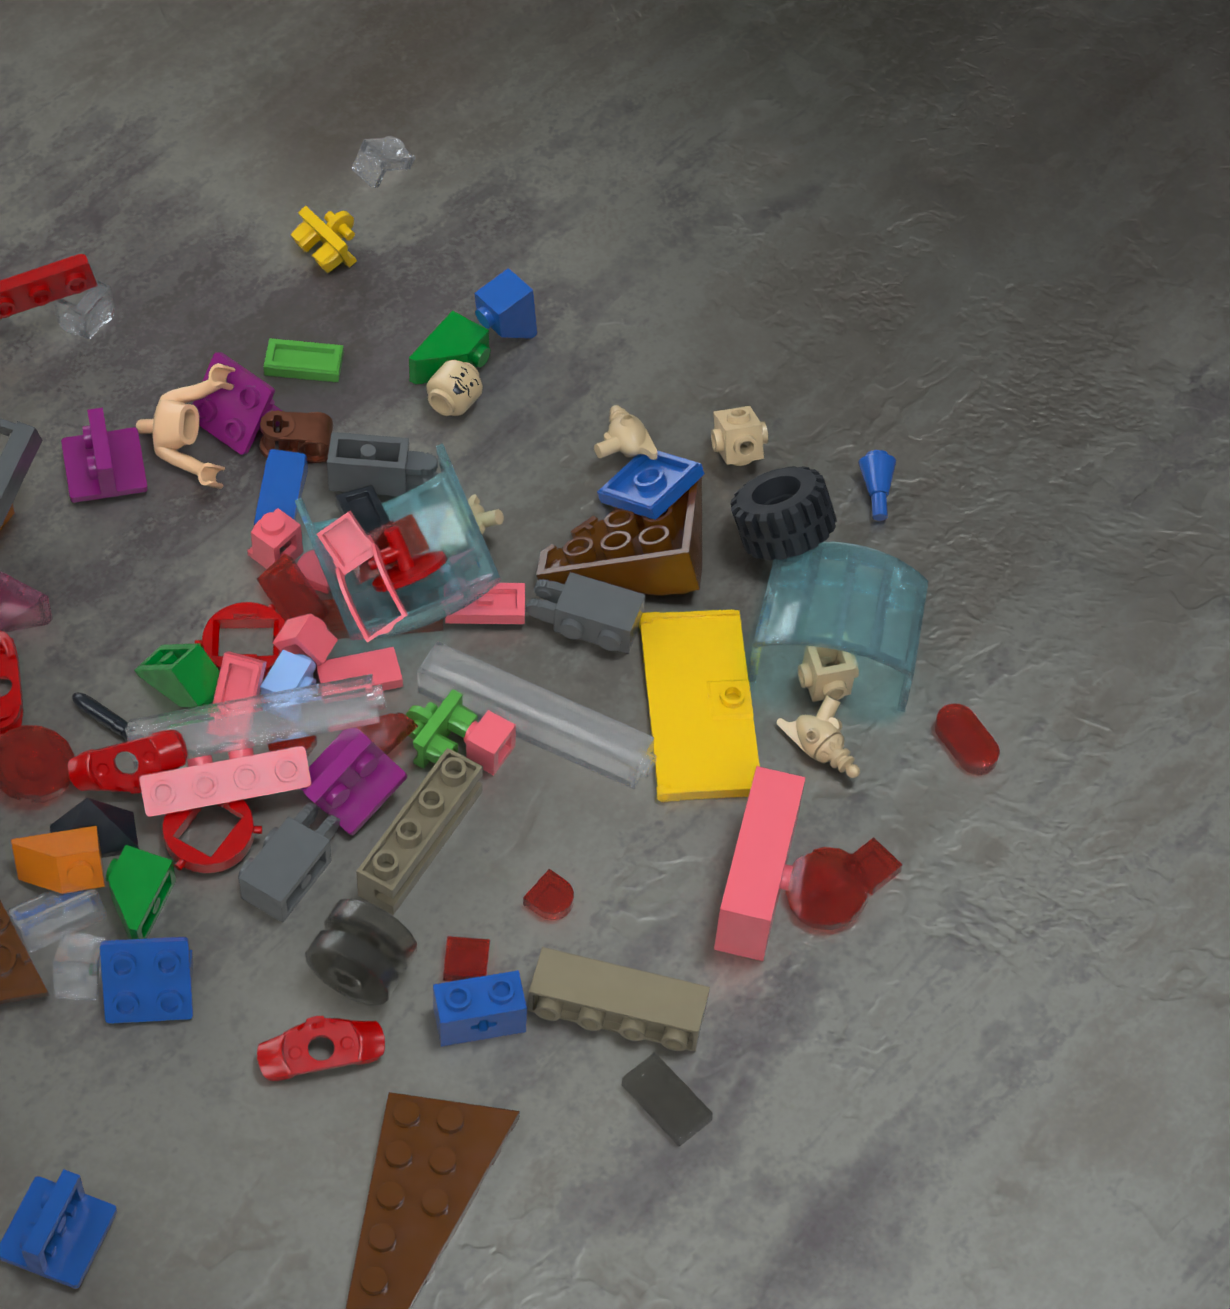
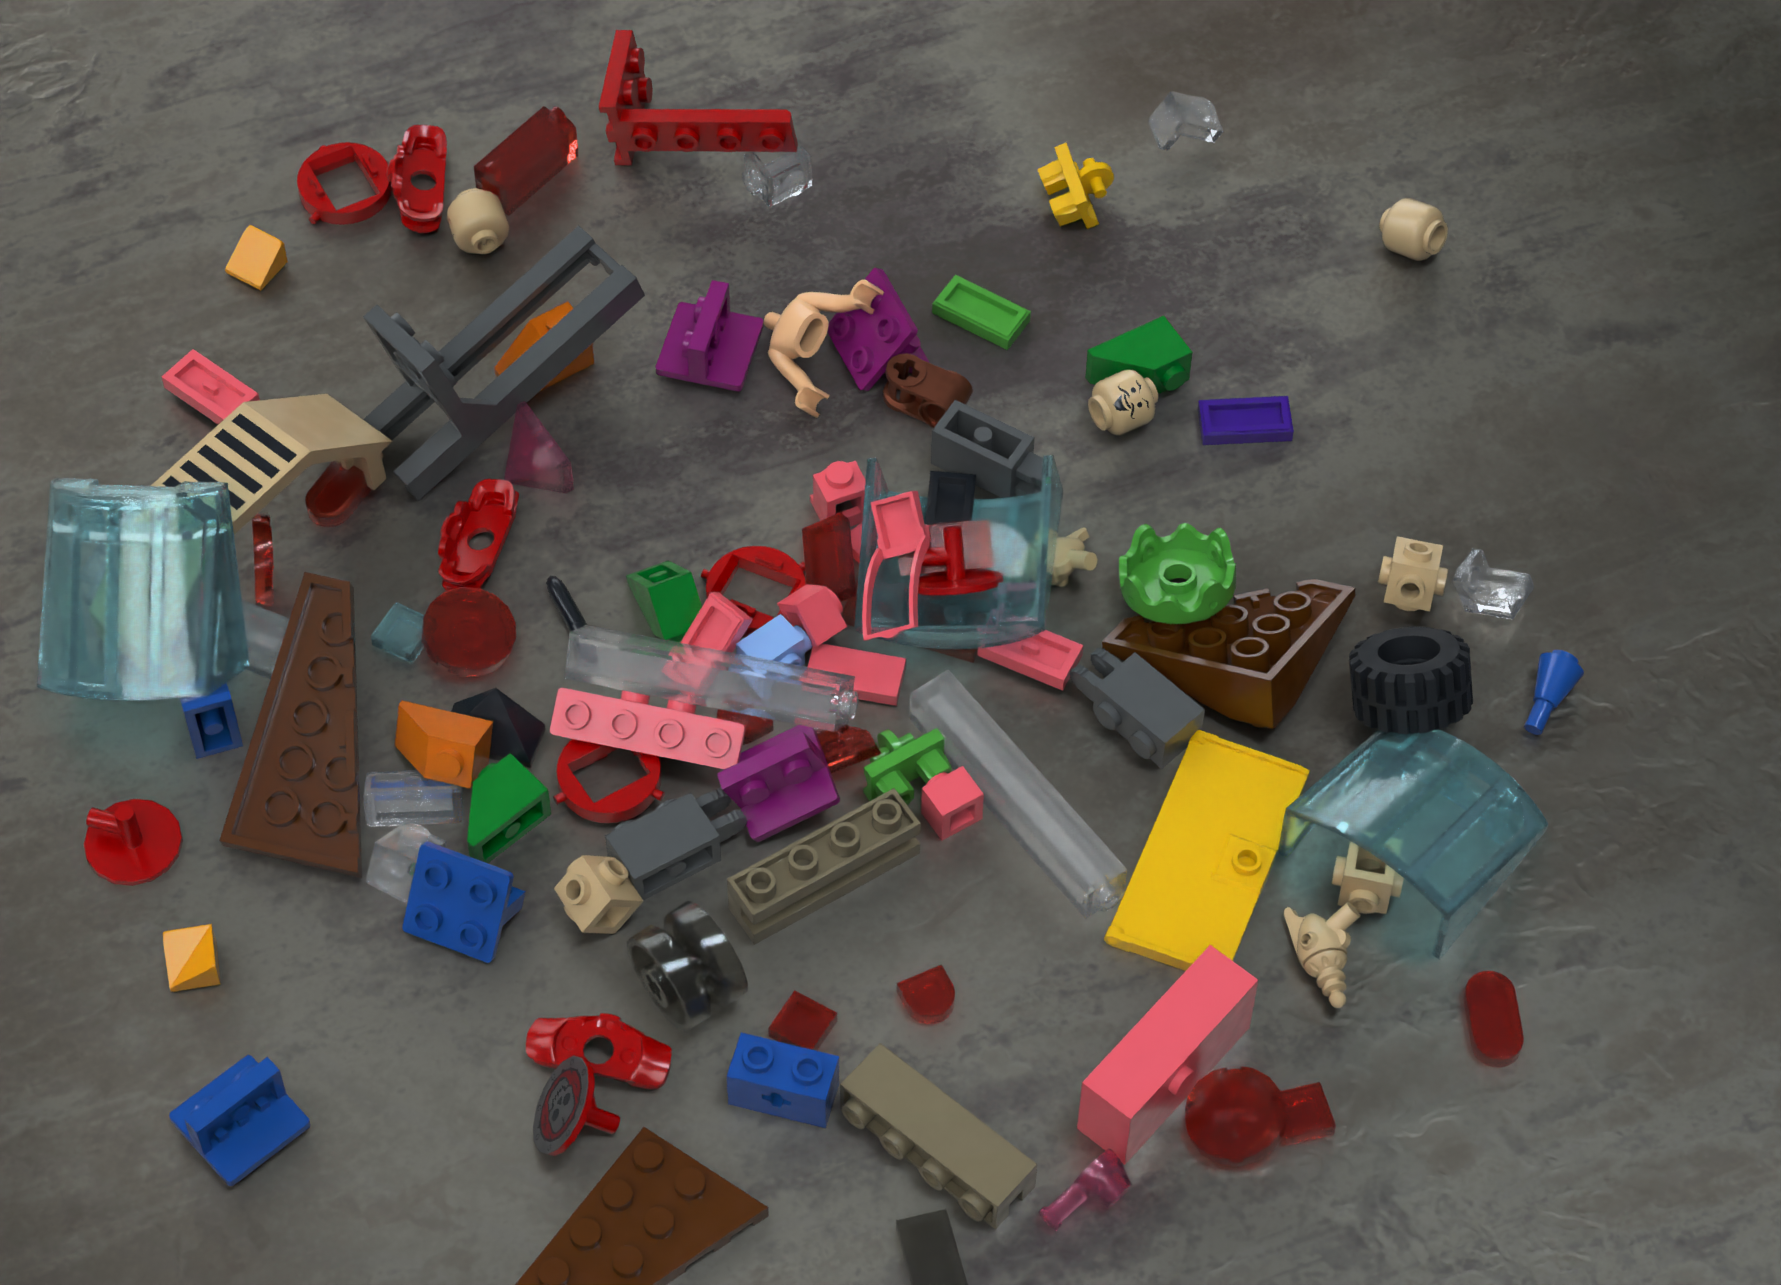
camera: 30 degrees right, 0 degrees up
(155, 753) = (589, 669): red piece -> none
(255, 926) = (598, 894): none -> tan brick
(282, 483) = (885, 435): blue slope -> none
(323, 1103) = (568, 1105): none -> shield
(507, 306) = (1223, 334): blue slope -> none
(548, 368) = (1245, 420): none -> dark purple tile
(565, 485) = (1184, 554): none -> bright green plate
(597, 181) = (1413, 229): none -> tan head
(625, 436) = (1286, 526): tan piece -> none
(650, 485) = (1287, 589): blue tile -> none
(757, 980) = (1102, 1181): none -> clear pink bar
(797, 426) = (1490, 589): none -> clear bracket

